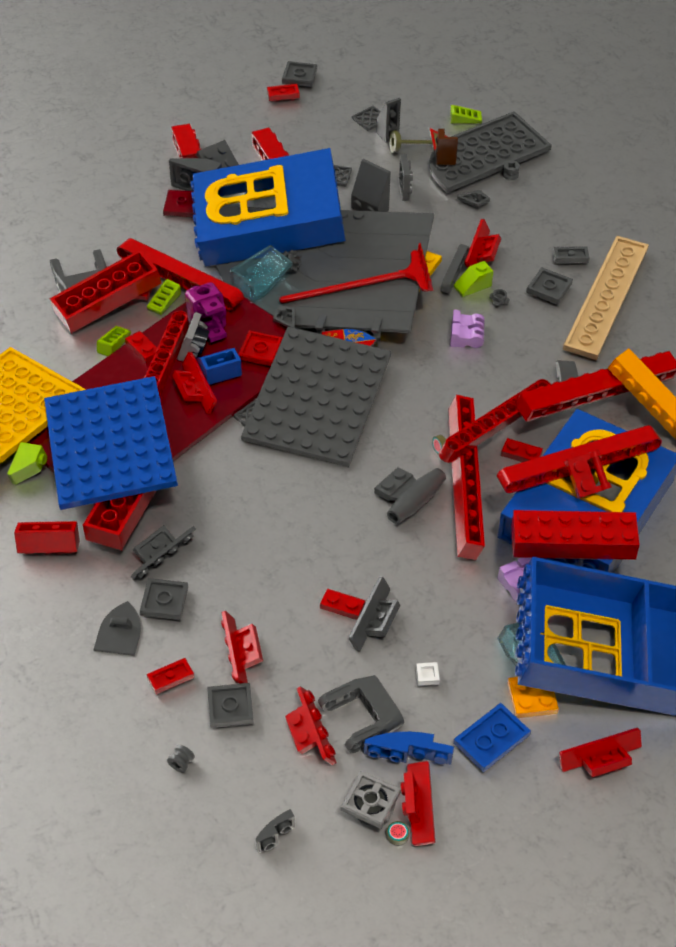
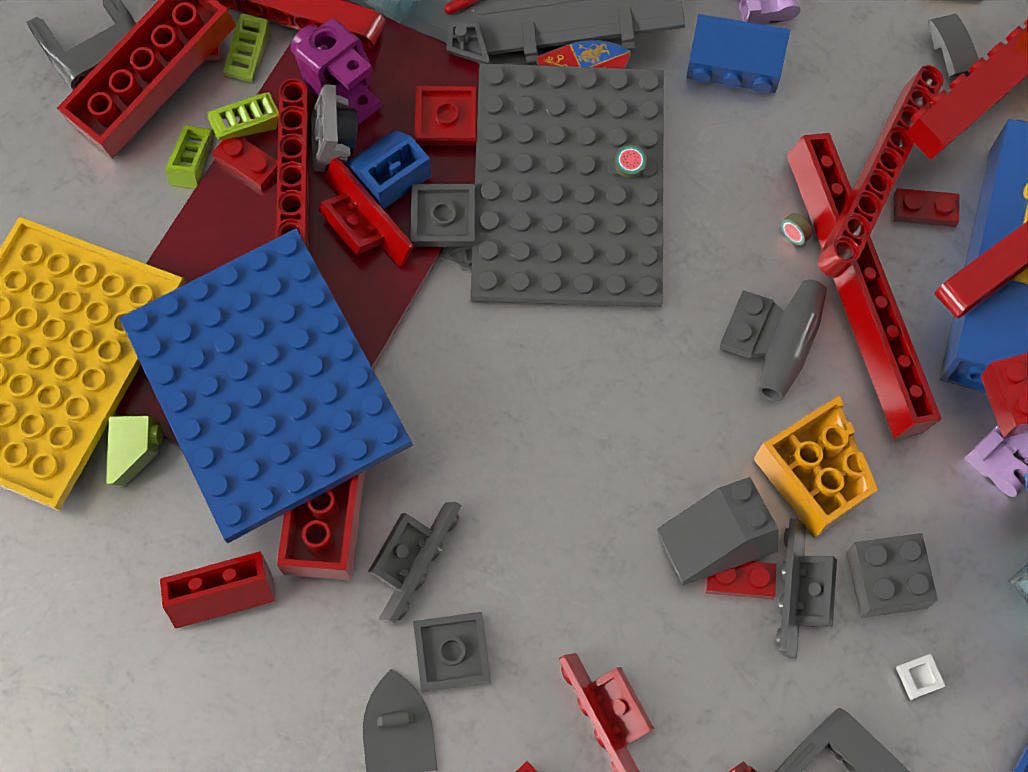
camera: 15 degrees left, 20 degrees up
(154, 325) = (260, 106): none -> lime slope
(240, 393) = (443, 215): none -> dark grey plate
(337, 574) = (720, 532): none -> dark grey slope
(354, 388) = (630, 161): none -> tile
(405, 556) = (818, 467): none -> light orange wedge
(428, 619) = (891, 575): none -> dark grey brick
(436, 352) = (737, 53): none -> blue slope

